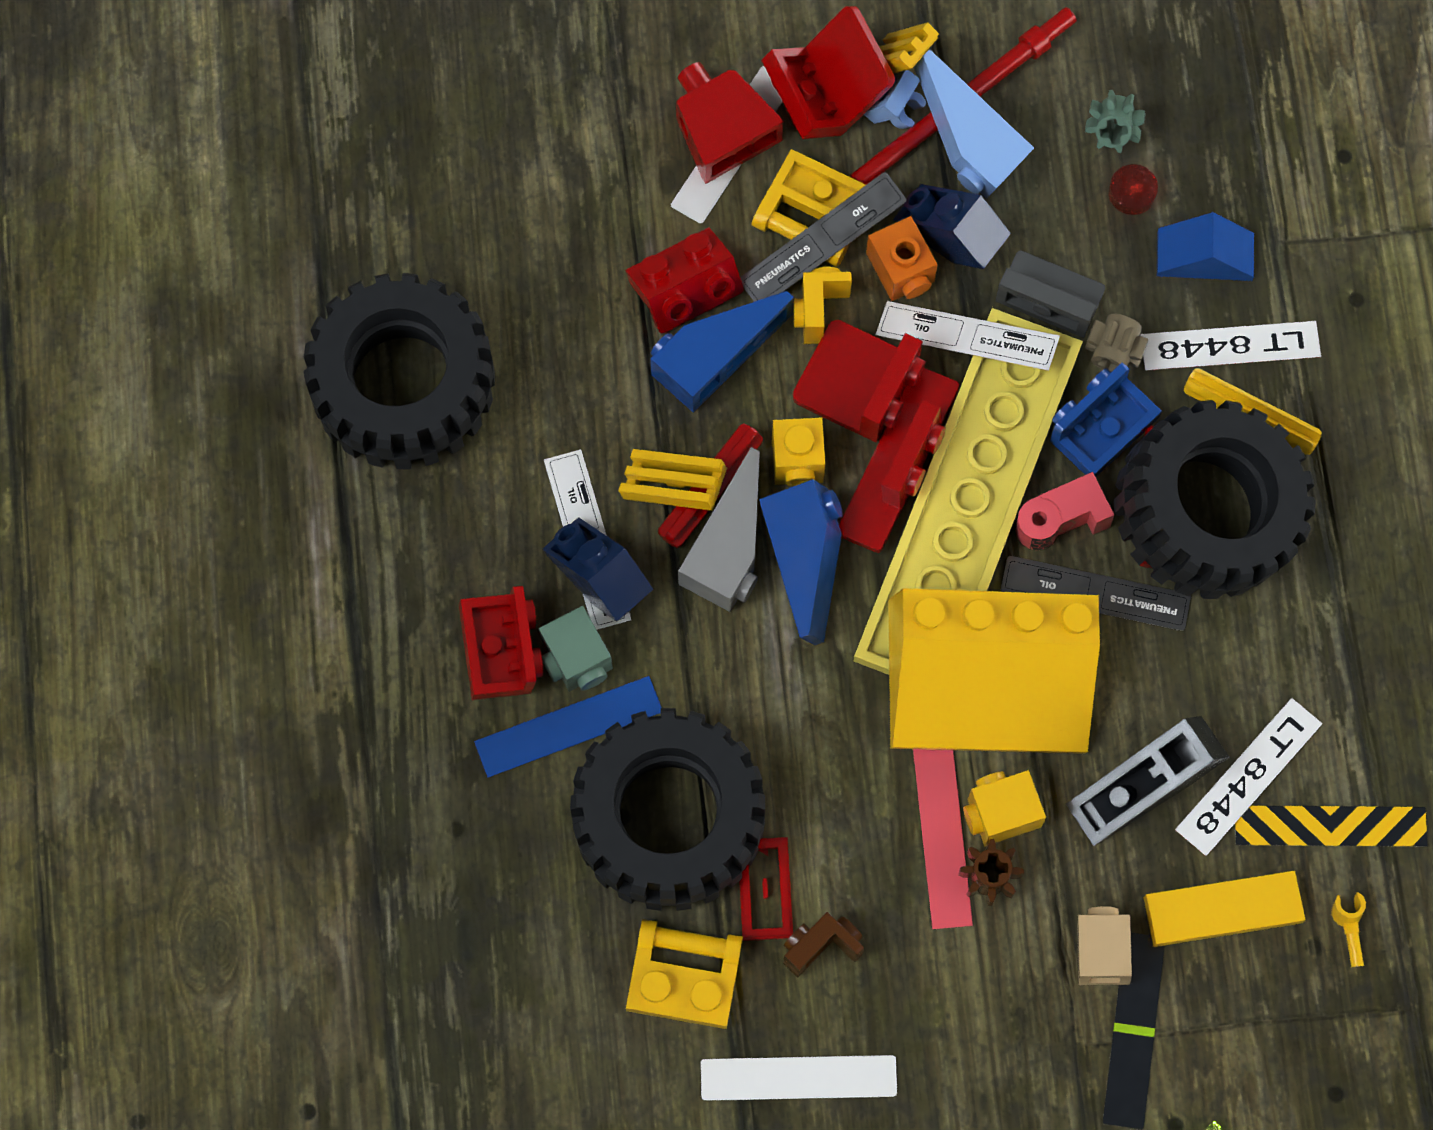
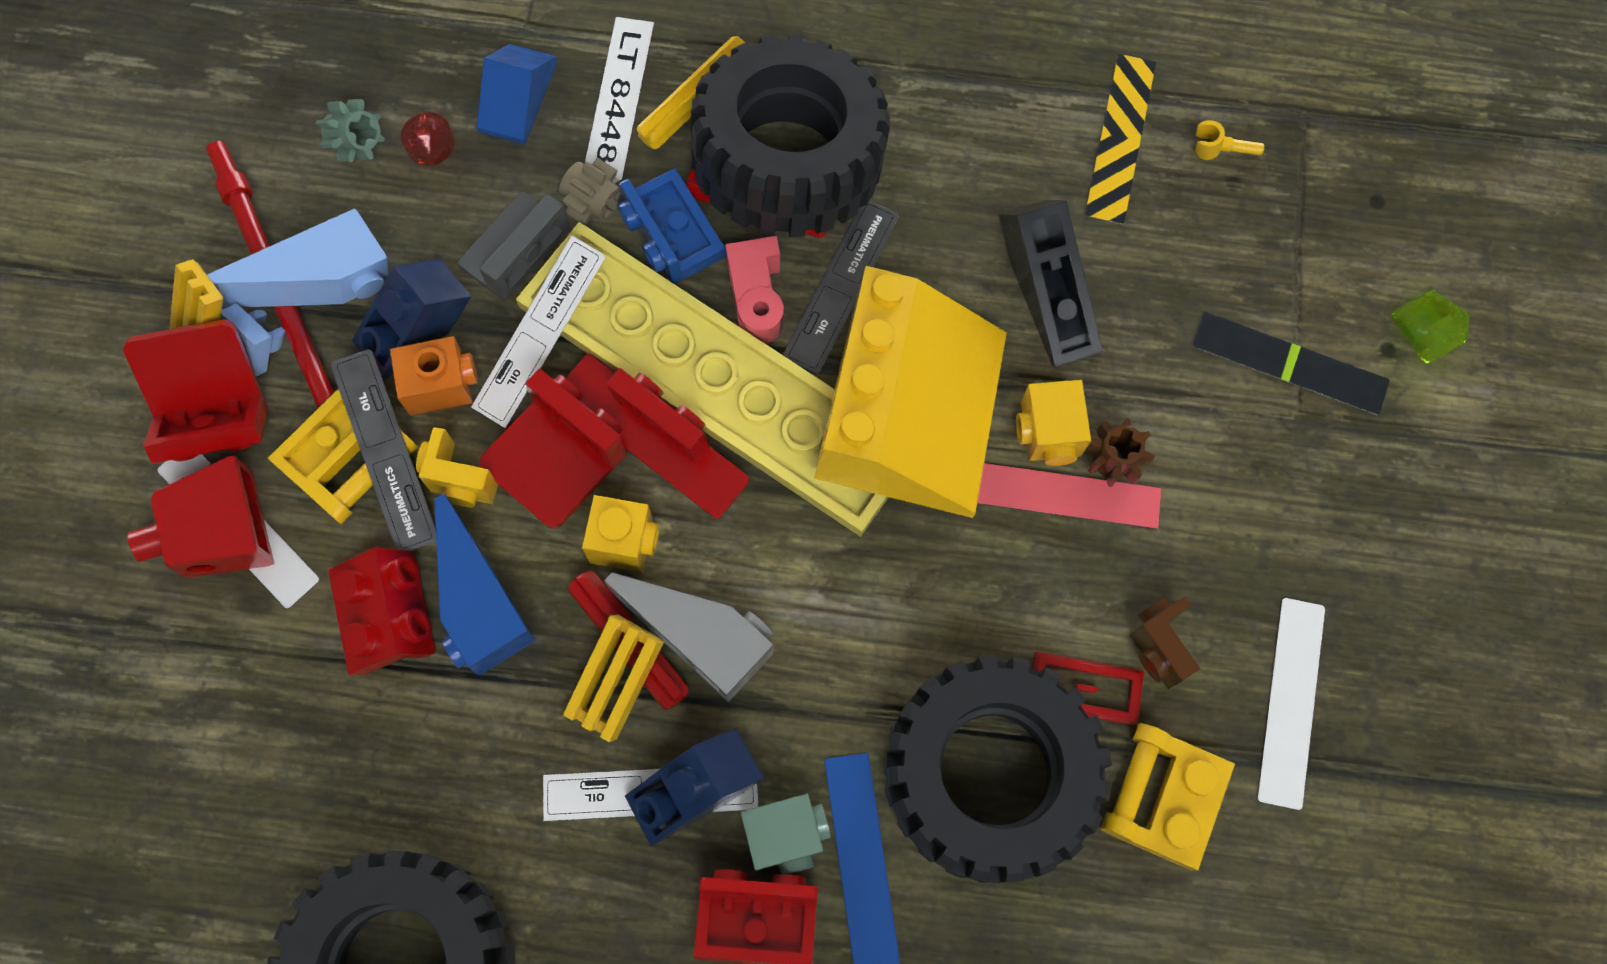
camera: 80 degrees left, 0 degrees up
(807, 549) = (726, 552): blue slope -> none
(1104, 947) = (1217, 363): tan brick -> none
(1224, 908) = (1189, 249): yellow tile -> none
(1248, 776) = (1051, 182): white sticker -> none

